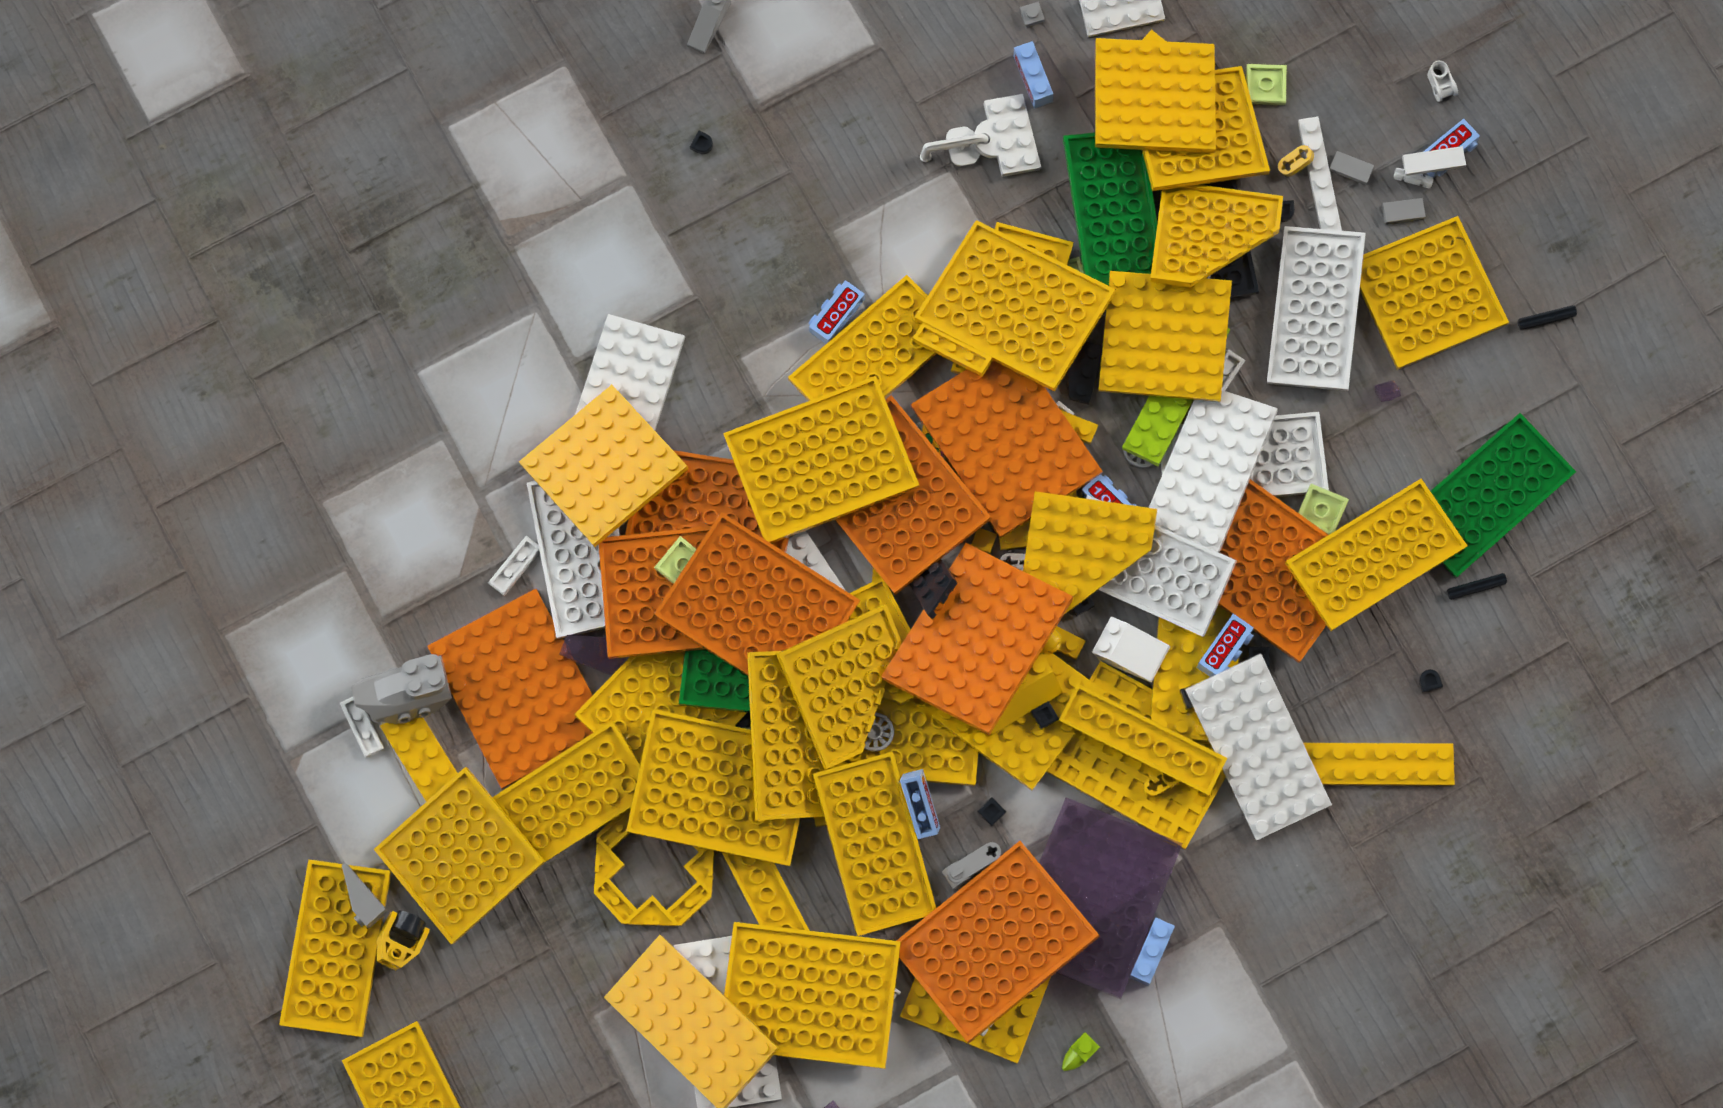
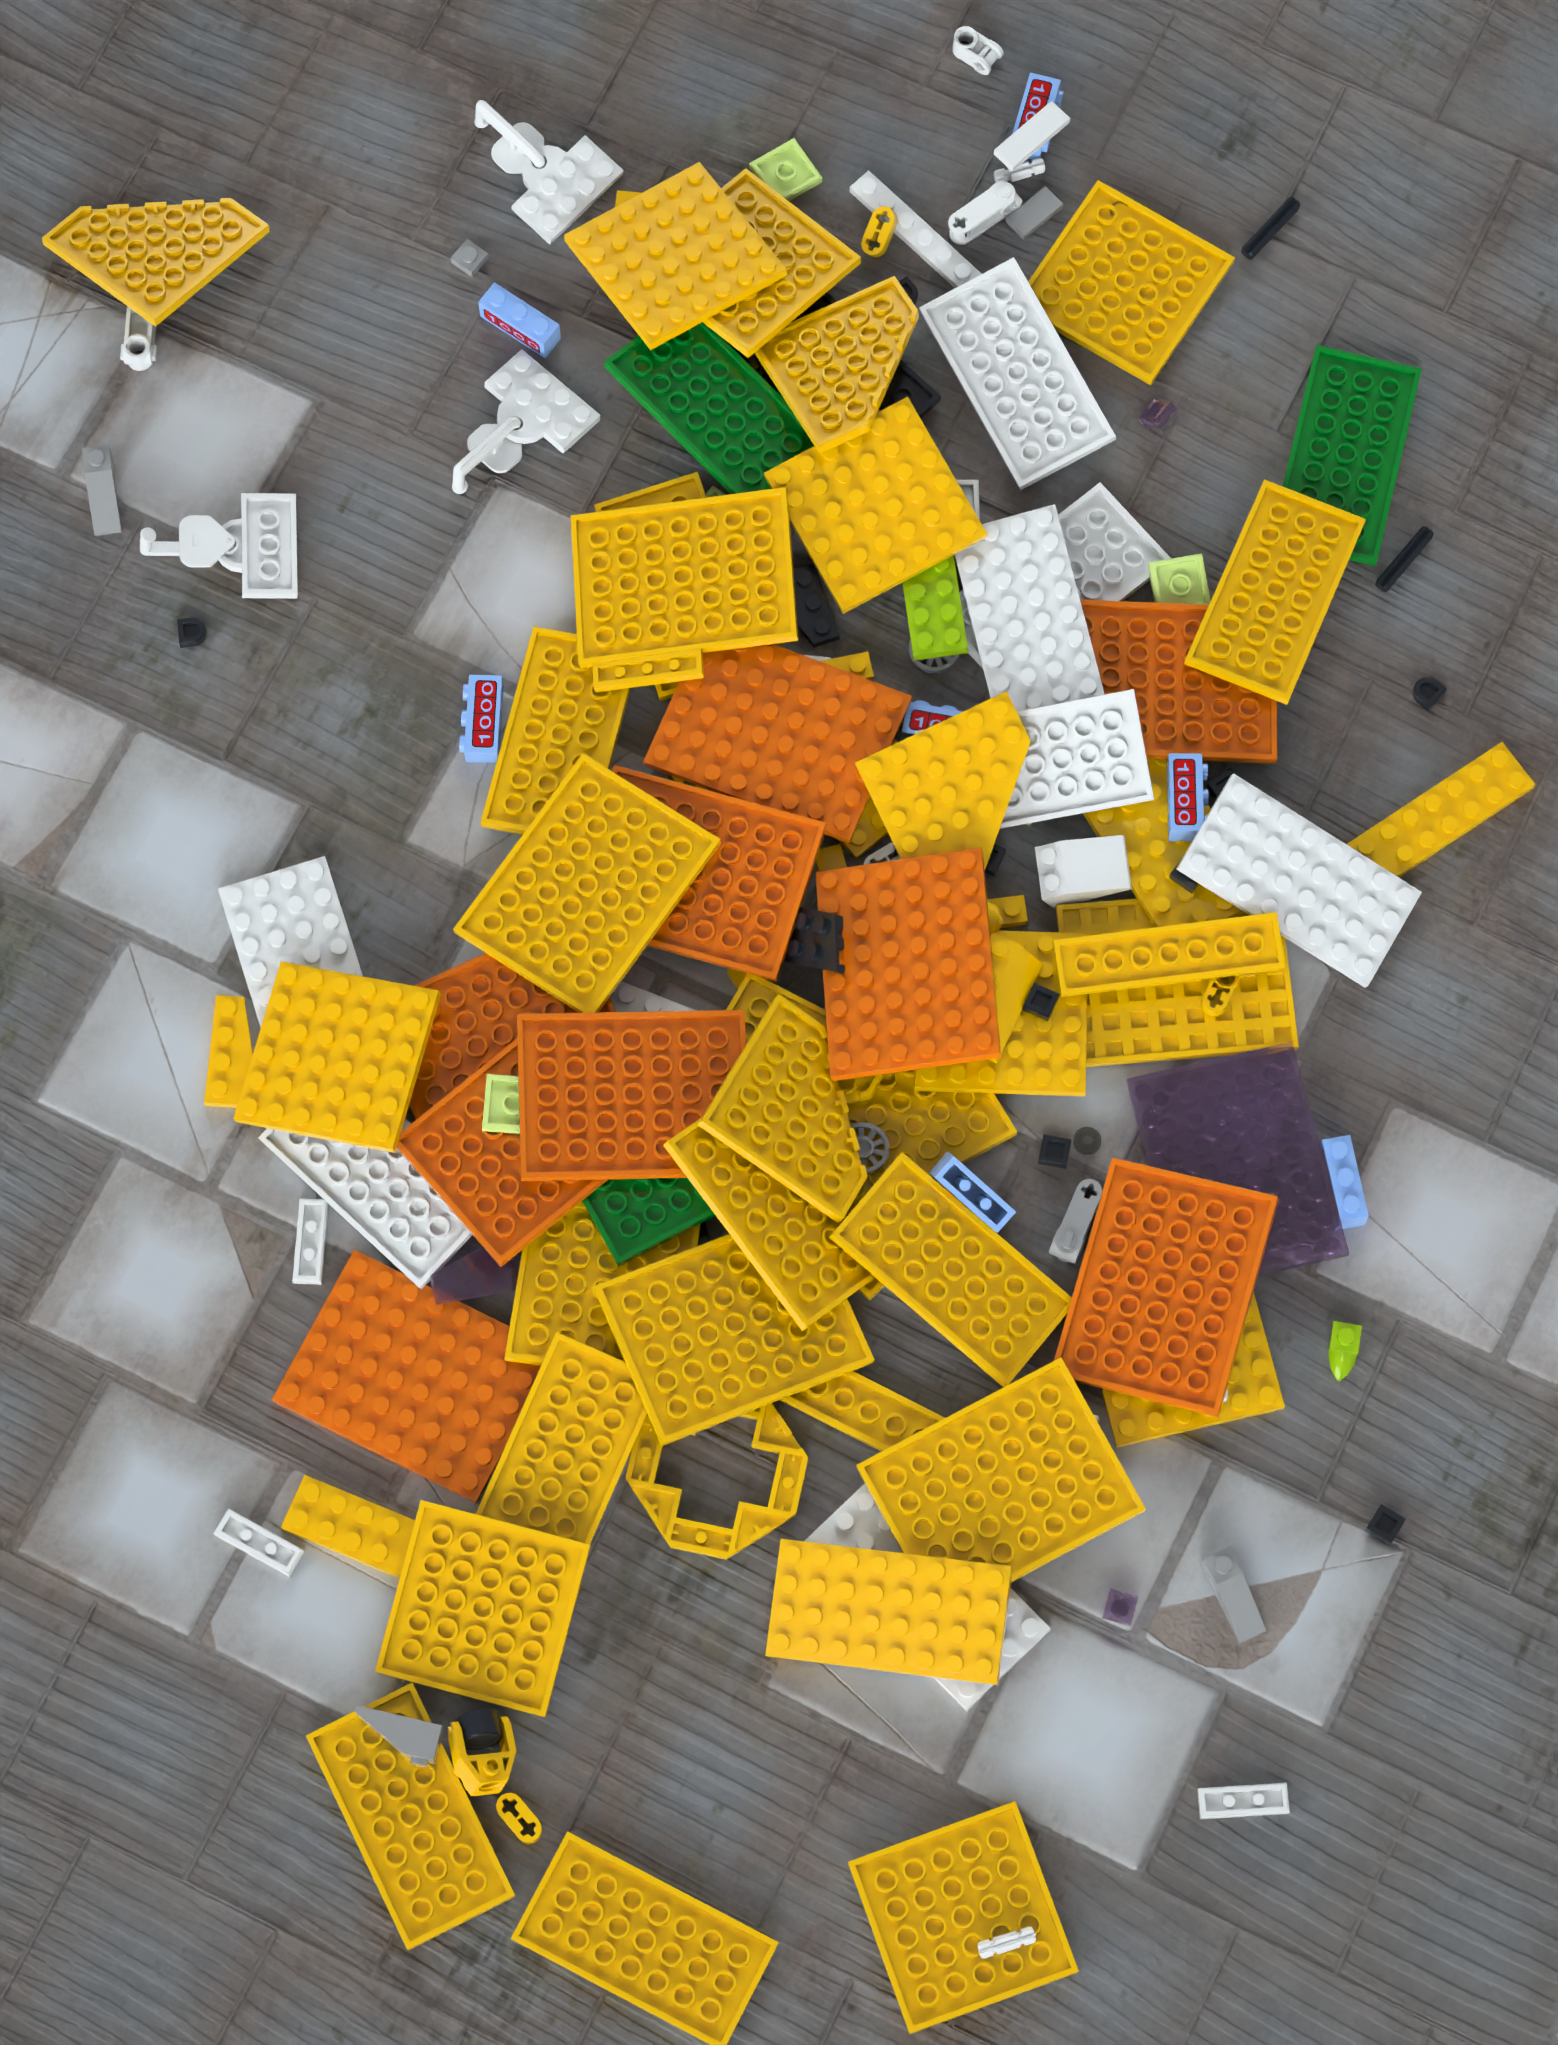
camera: 40 degrees left, 5 degrees down
(390, 993) = (524, 1813): none -> yellow beam
(405, 691) = (288, 1463): light grey slope -> none
(547, 417) = (229, 1052): none -> yellow wing
(779, 119) = (263, 542): none -> white plate
(1015, 825) = (1087, 1149): none -> clear smoke plate
(1351, 167) = (942, 202): light grey tile -> none
(1370, 190) = (983, 212): none -> white piece

